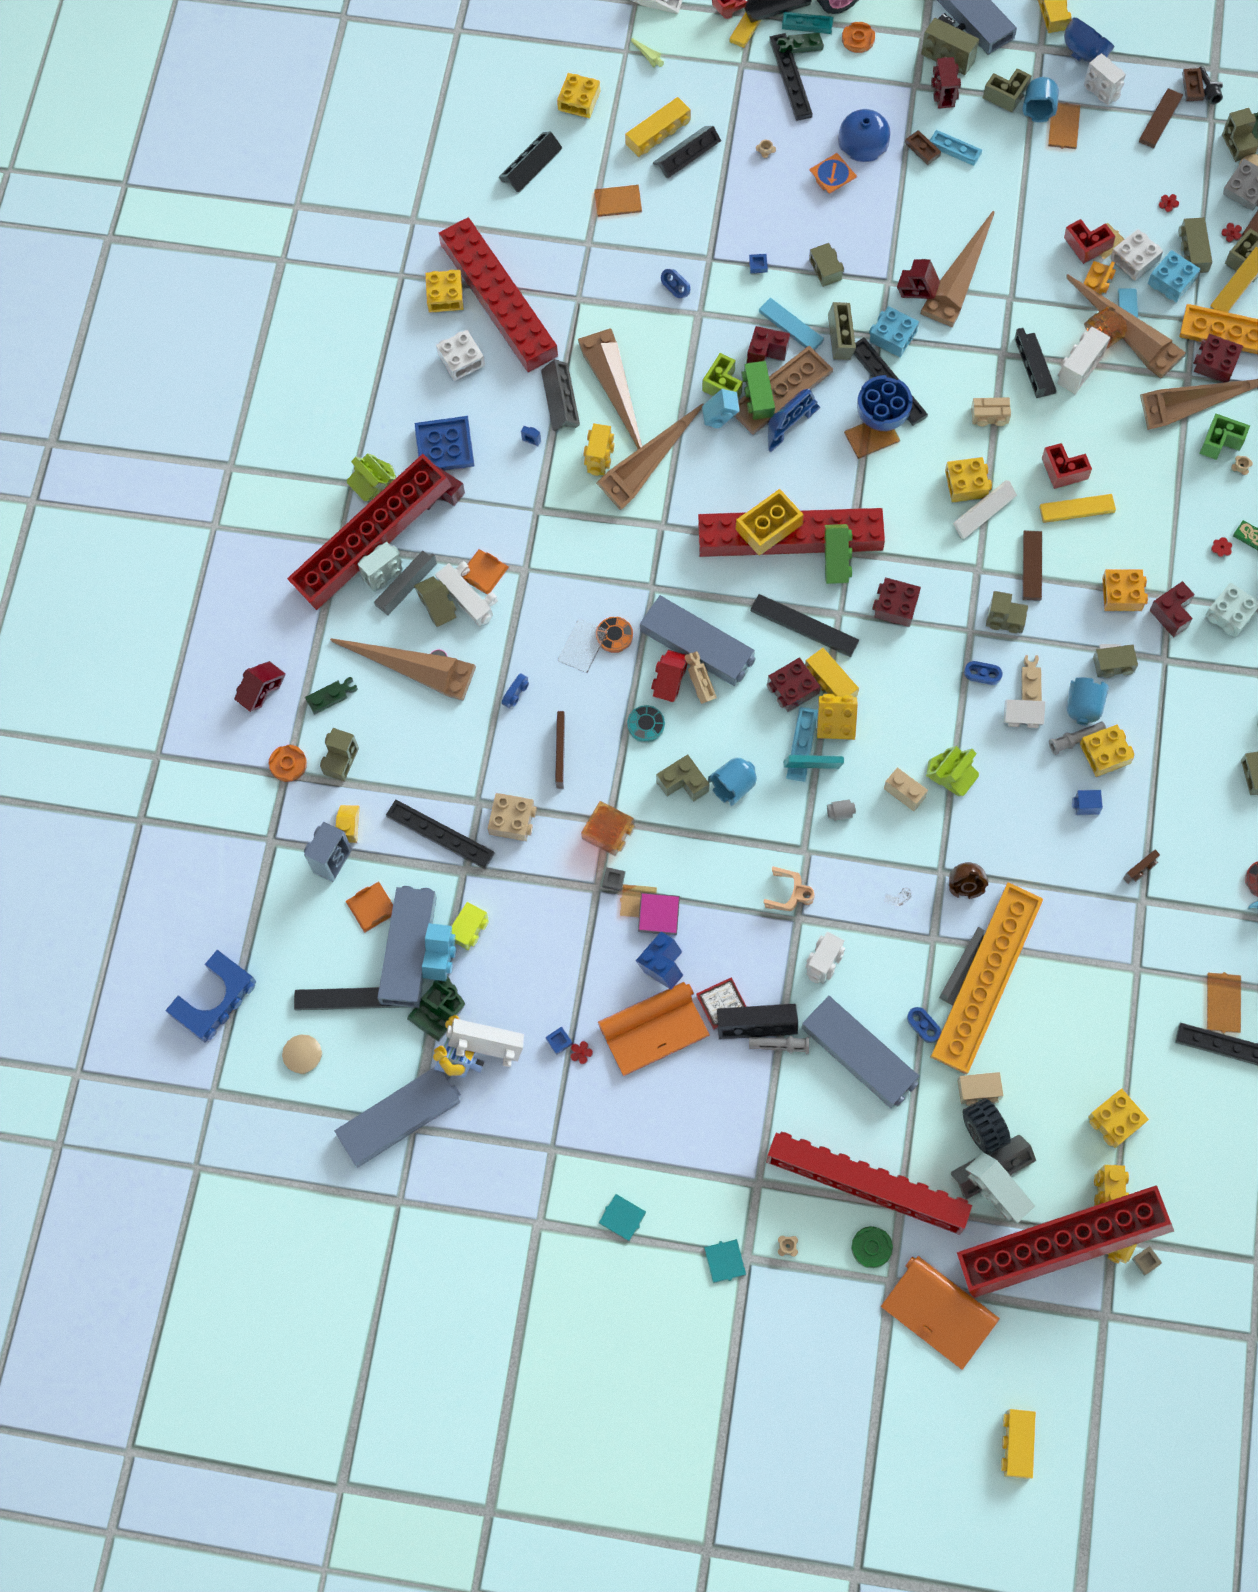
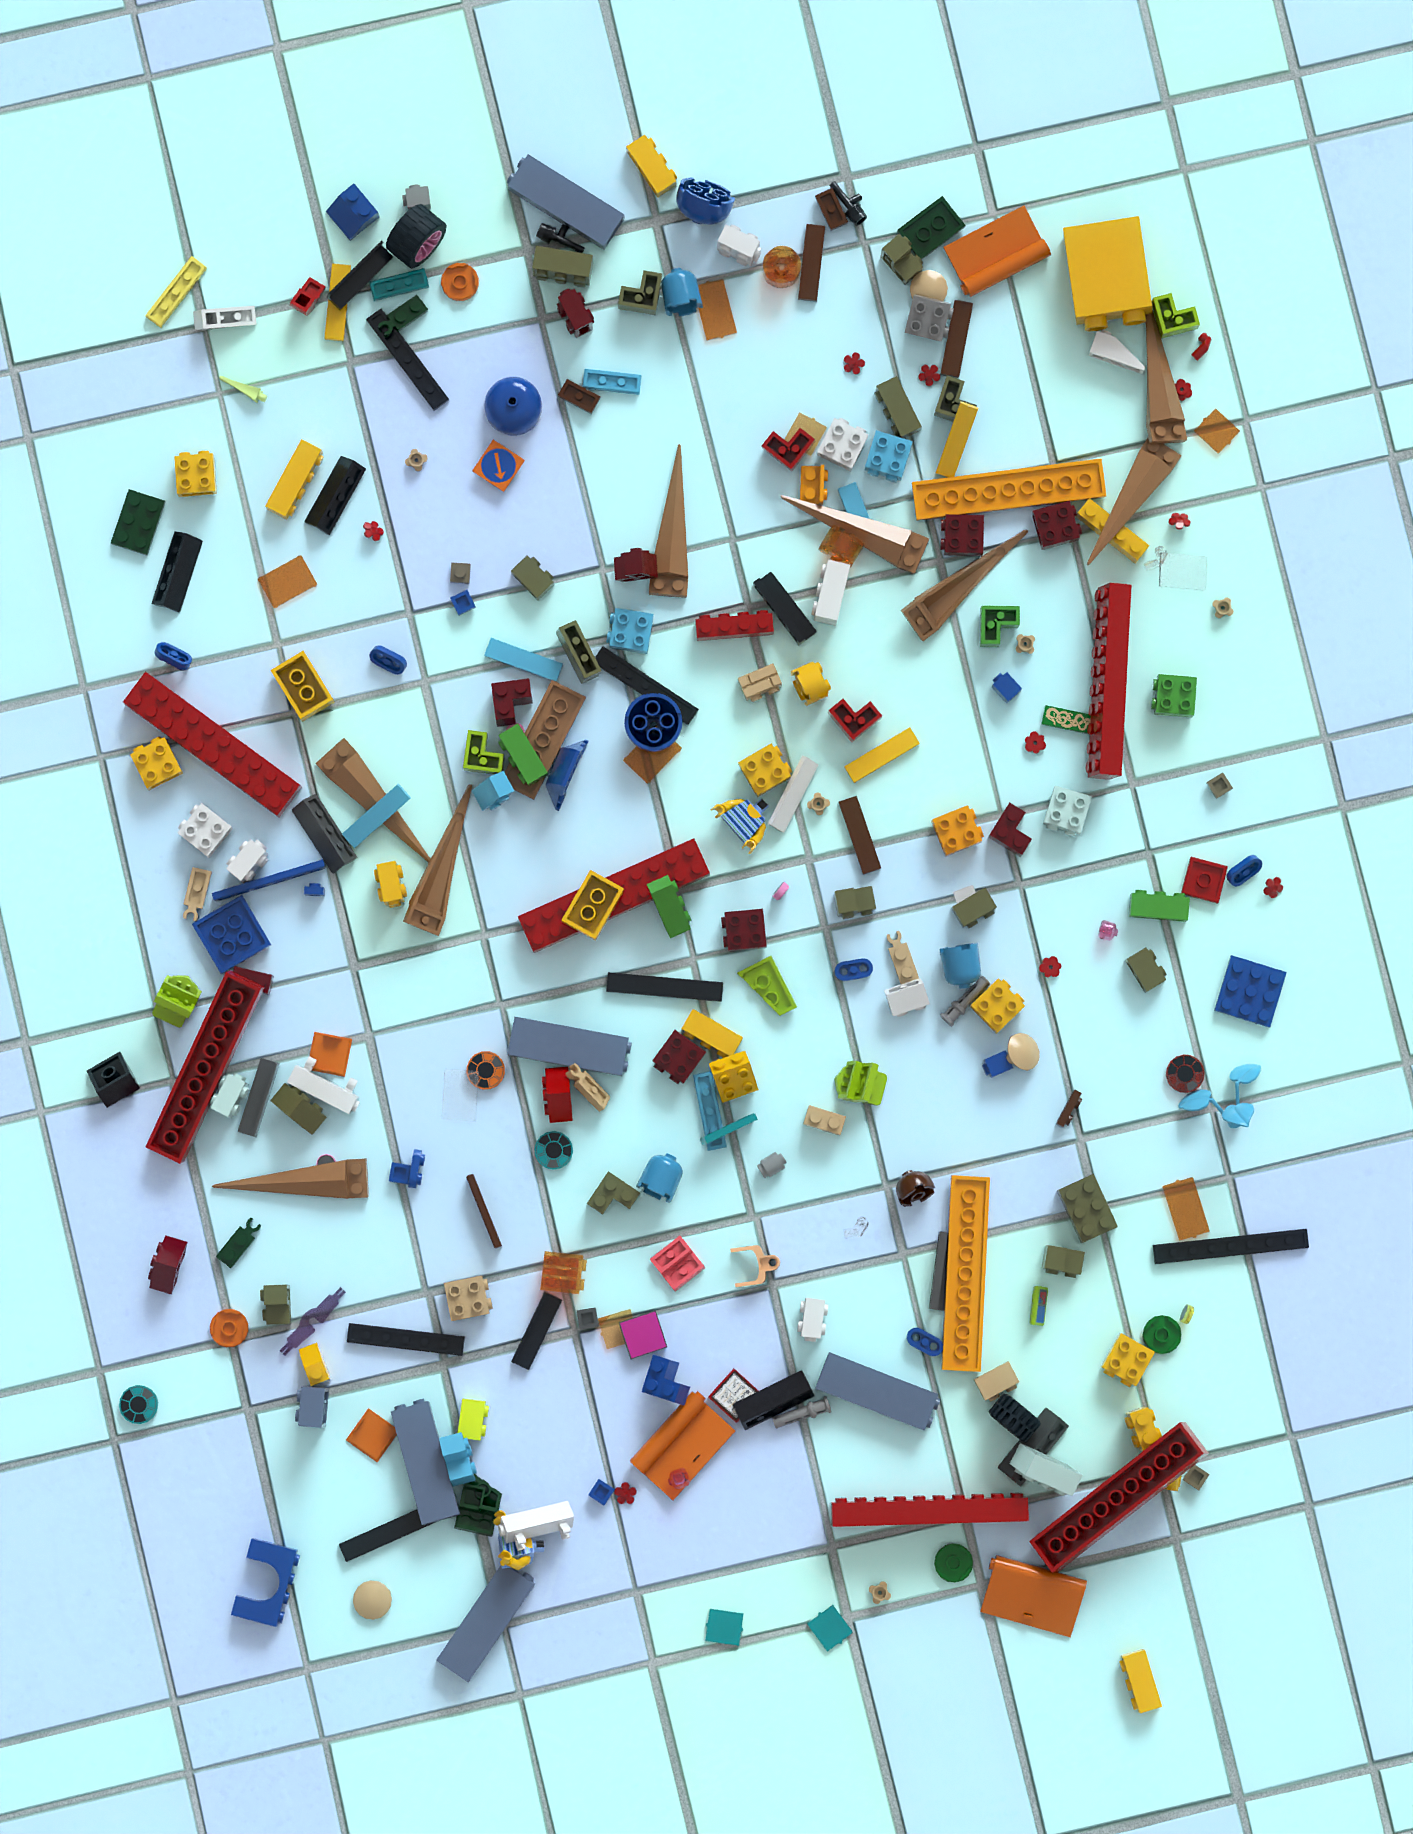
camera: 30 degrees left, 15 degrees up
(176, 796) = (138, 1404): none -> tile
(287, 521) = (113, 1079): none -> black slope
(354, 789) = (320, 1313): none -> clear purple piece
(430, 401) = (196, 891): none -> tan plate
(485, 388) = (248, 860): none -> white brick
(496, 413) = (268, 880): none -> blue tile
(497, 219) = (173, 656): none -> blue plate
(498, 689) = (399, 1173): none -> blue plate
(516, 116) = (138, 522): none -> dark green plate
(561, 871) = (536, 1330): none -> black panel
(594, 275) = (302, 686): none -> yellow brick
(611, 394) = (376, 815): none -> medium azure tile
(637, 1055) = (679, 1478): none -> clear pink piece
(706, 186) = (372, 530): none -> red plant
(717, 864) = (677, 1263): none -> coral slope
(765, 242) = (460, 573): none -> dark tan plate
(900, 656) = (769, 984): none -> lime wing
(932, 512) = (744, 819): none -> torso
(942, 583) = (780, 891): none -> bright pink tile
(985, 360) = (734, 626): none -> red brick
(1005, 521) = (823, 803): none -> tan plate
(1036, 424) = (810, 683): none -> yellow brick
(1047, 1035) = (1038, 1305): none -> slope
(1086, 1000) = (1061, 1259): none -> olive brick
(1116, 799) = (1023, 1051): none -> tan dish
(1127, 962) = (1087, 1208): none -> olive brick
(1134, 108) = (771, 264): none -> clear orange brick
(1161, 1109) = (1162, 1334): none -> green tile
(1171, 735) = (1052, 961): none -> red plant
(1192, 1099) = (1186, 1314): none -> clear yellow tile
(1212, 492) = (1006, 687): none -> blue brick
(1234, 725) = (1107, 930): none -> clear pink piece

